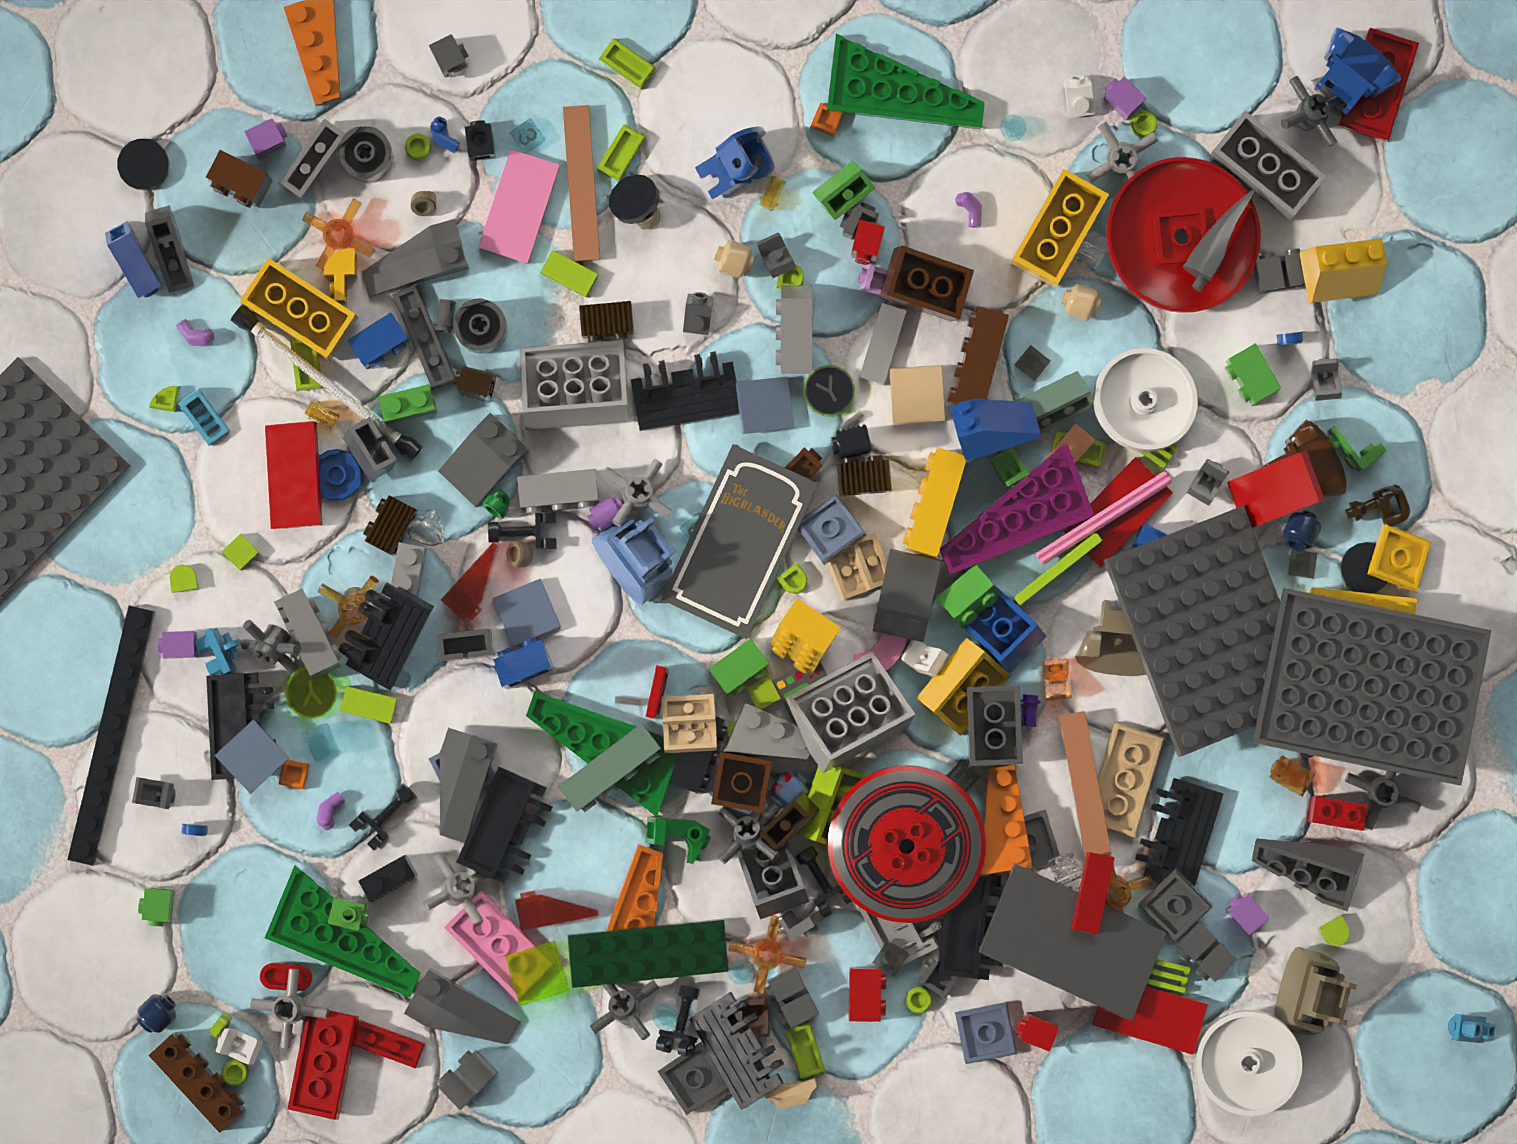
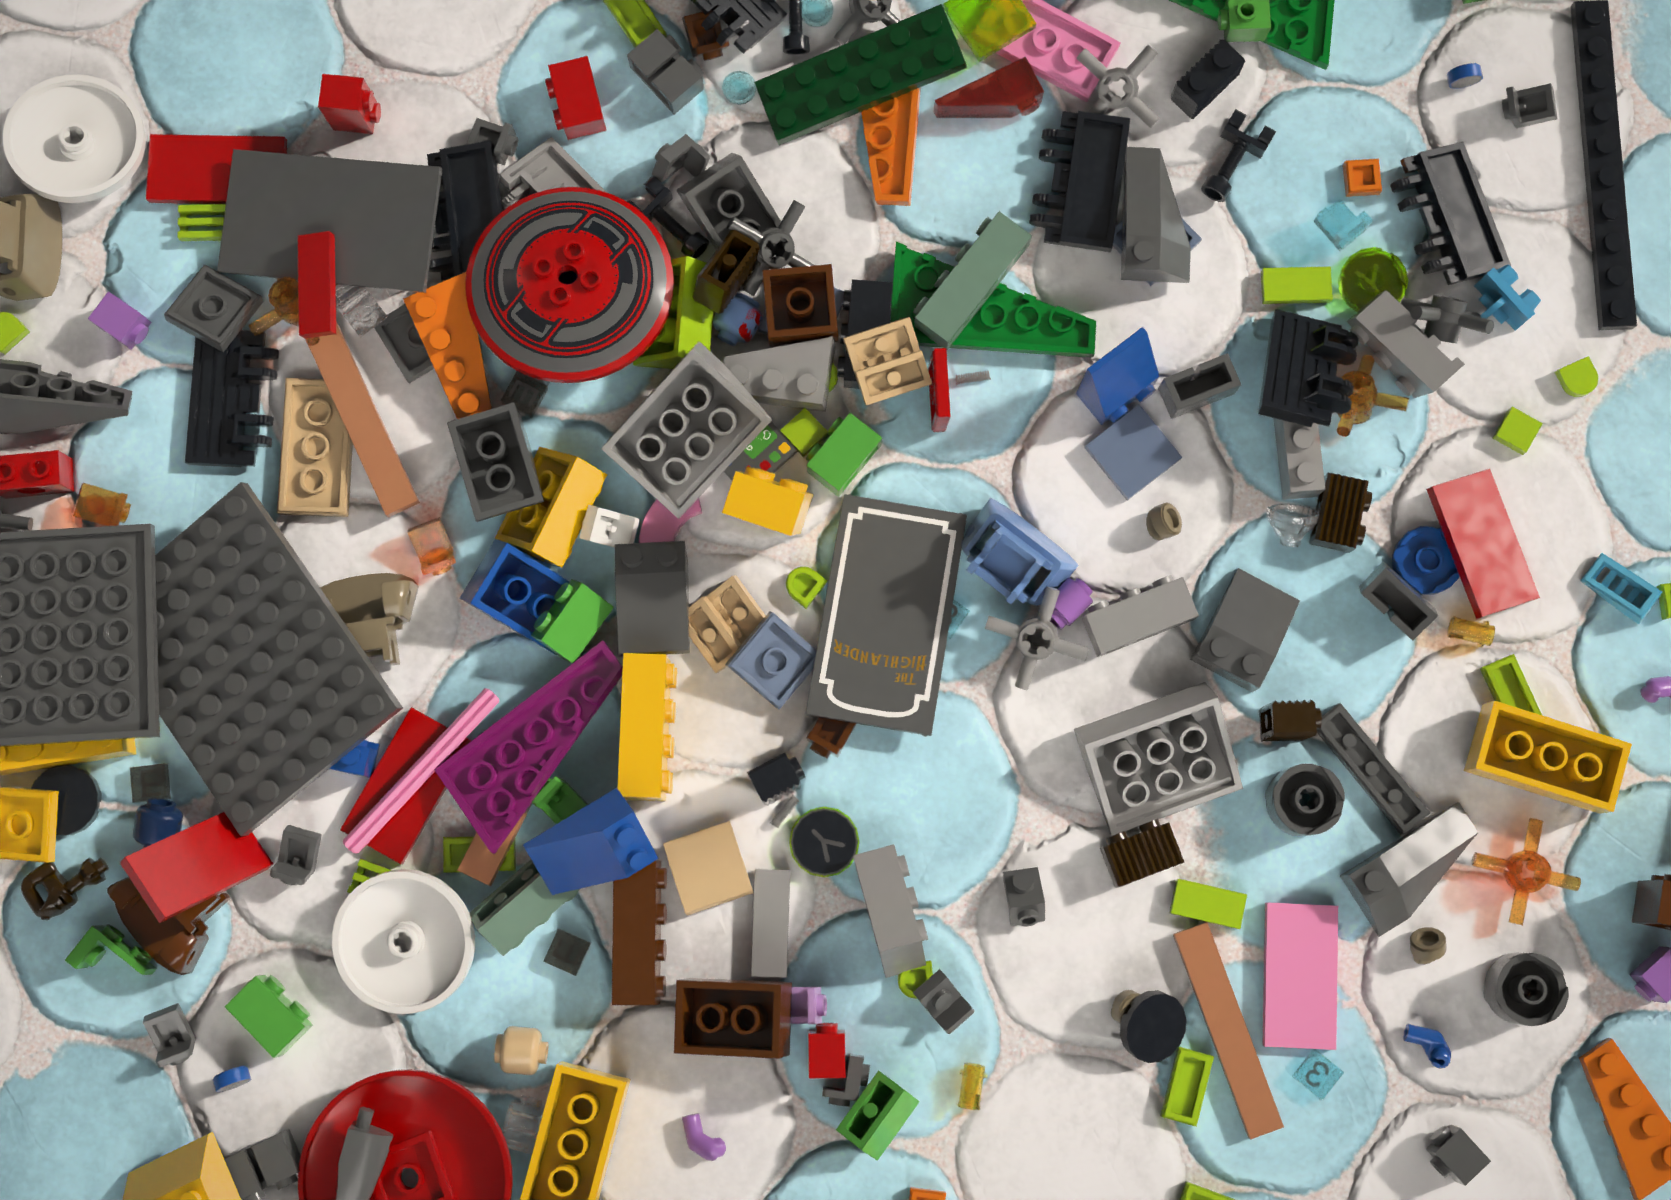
camera: 165 degrees right, 5 degrees down
(178, 644) = (1559, 292): medium lavender brick -> none
(246, 320) = (1351, 620): white hose -> none
(252, 756) = (1424, 176): sand blue tile -> none
(311, 159) = (1596, 961): light grey brick -> none
(325, 811) = (1309, 144): medium lavender arm -> none
(340, 267) = (1509, 829): yellow brick -> none
(379, 341) = (1428, 745): blue brick -> none
(407, 404) = (1367, 673): bright green brick -> none
(417, 146) = (1457, 1019): lime tile -> none
(445, 316) = (1353, 805): dark grey pin -> none
(470, 589) = (1212, 460): clear red slope -> none
(482, 152) = (1365, 1041): black brick -> none
(495, 506) = (1214, 573): green tile -> none
(496, 532) = (1202, 541): black bar -> none
(660, 829) = (852, 235): green tile -> none
(686, 398) = (1007, 782): black hinge -> none
(734, 259) = (997, 982): tan head -> none
(745, 146) = (1032, 1114): blue piece -> none
(764, 405) = (903, 799): sand blue tile -> none
(765, 966) = (711, 126): clear orange bar -> none
(864, 477) = (748, 740): dark brown brick -> none
(890, 958) = (555, 148): clear smoke tile -> none
(918, 999) = (510, 110): lime tile -> none
(985, 1032) = (416, 95): sand blue tile -> none
(1029, 710) = (459, 502): dark purple pin -> none
(1057, 568) = (465, 688): lime tile -> none
(1205, 951) = (161, 260): dark grey piece -> none

